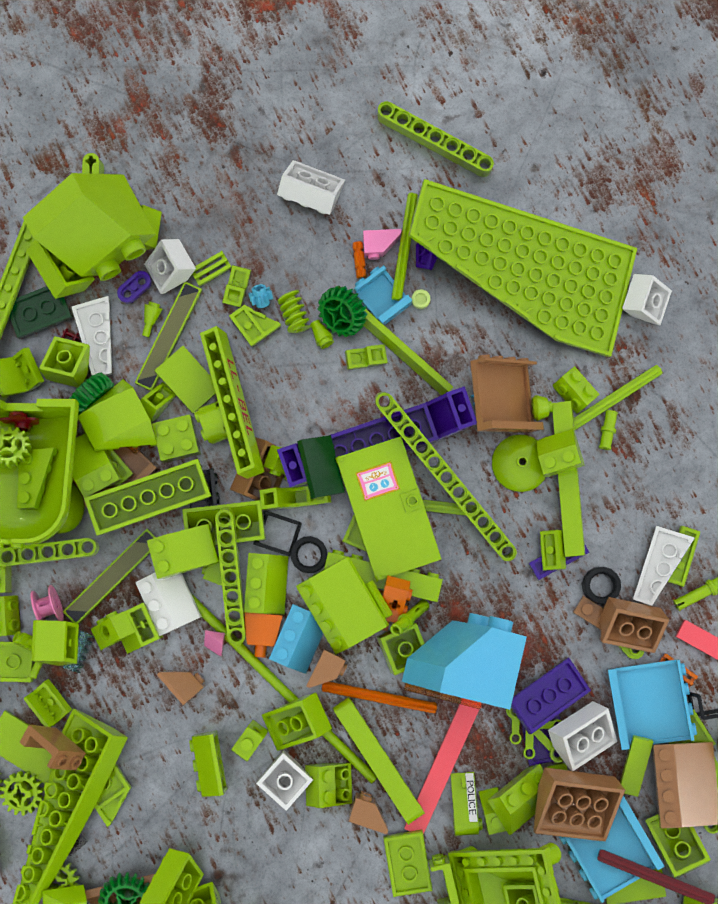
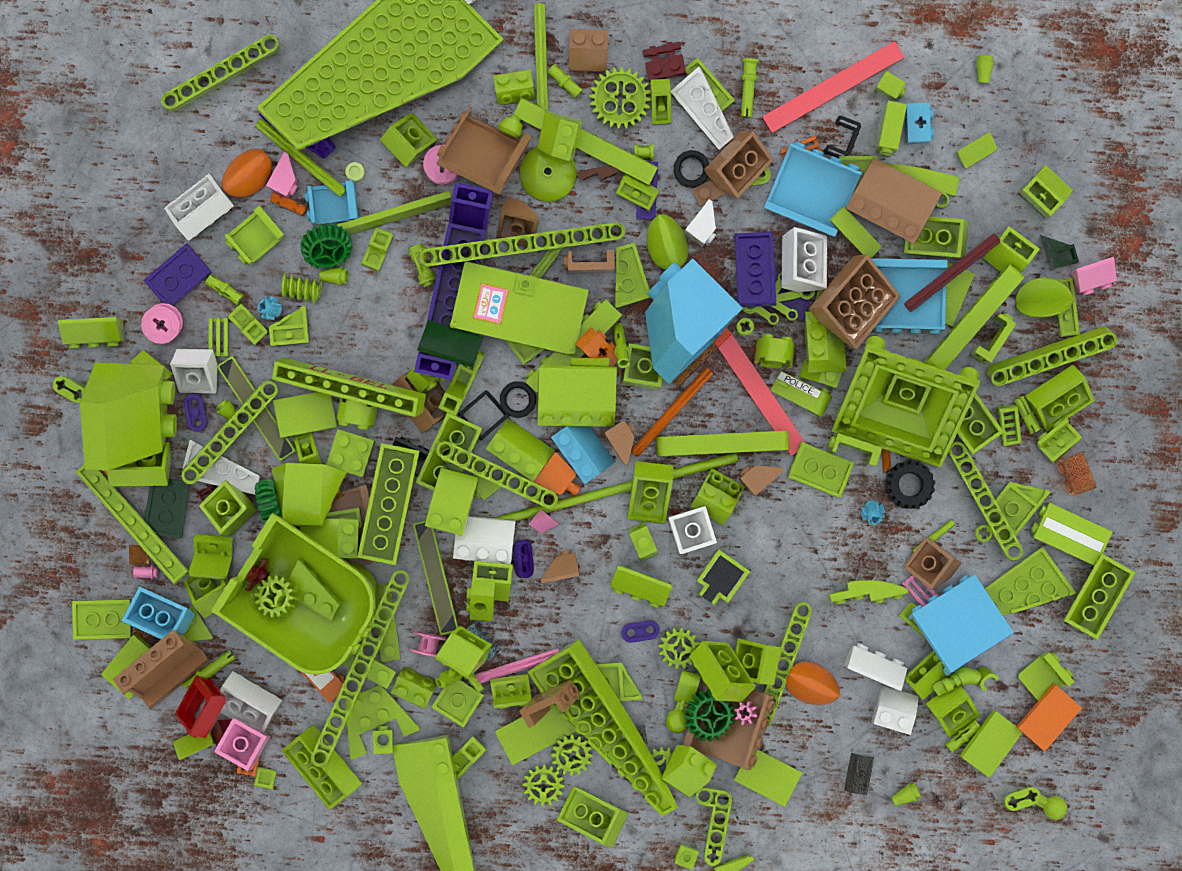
camera: 55 degrees left, 5 degrees up
(28, 573) = (390, 646): none -> lime plate
(71, 693) = (513, 667): none -> bright pink axle
(123, 324) = (227, 441): none -> lime beam
(137, 862) = (685, 689): none -> lime beam
(151, 160) = (91, 332): none -> lime slope
(166, 789) = (640, 631): none -> dark purple plate
(171, 644) = (523, 559): none -> dark purple plate
(176, 839) = (670, 647): none -> lime gear
(189, 205) = (172, 325): none -> bright pink piece
(242, 205) = (178, 276): none -> dark purple tile
(254, 249) = (224, 289): none -> lime pin
(257, 832) = (721, 578): none -> black piece
(314, 248) = (254, 236): none -> lime panel
(363, 210) = (247, 173): none -> orange piece
(369, 411) = (426, 275): none -> lime piece
(462, 365) = (434, 171): none -> bright pink piece
(462, 549) = (590, 267): none -> medium nougat panel
(464, 460) = (516, 220): none -> medium nougat slope
(475, 588) = (630, 277): none -> lime wing
(476, 327) = (408, 139): none -> lime slope
(487, 758) = (774, 351): none -> lime brick
(497, 721) = (750, 326): none -> lime bush
(524, 602) = (666, 242): none -> lime piece
(549, 510) = (602, 172): none -> reddish brown slope
(559, 626) = (703, 226): none -> white slope
(591, 535) = (644, 151): none -> lime bush
(631, 501) = (637, 99): none -> lime gear
(642, 523) = (661, 101): none -> lime slope
(647, 434) = (588, 50): none -> medium nougat slope
(674, 509) = (665, 67): none -> dark red plate

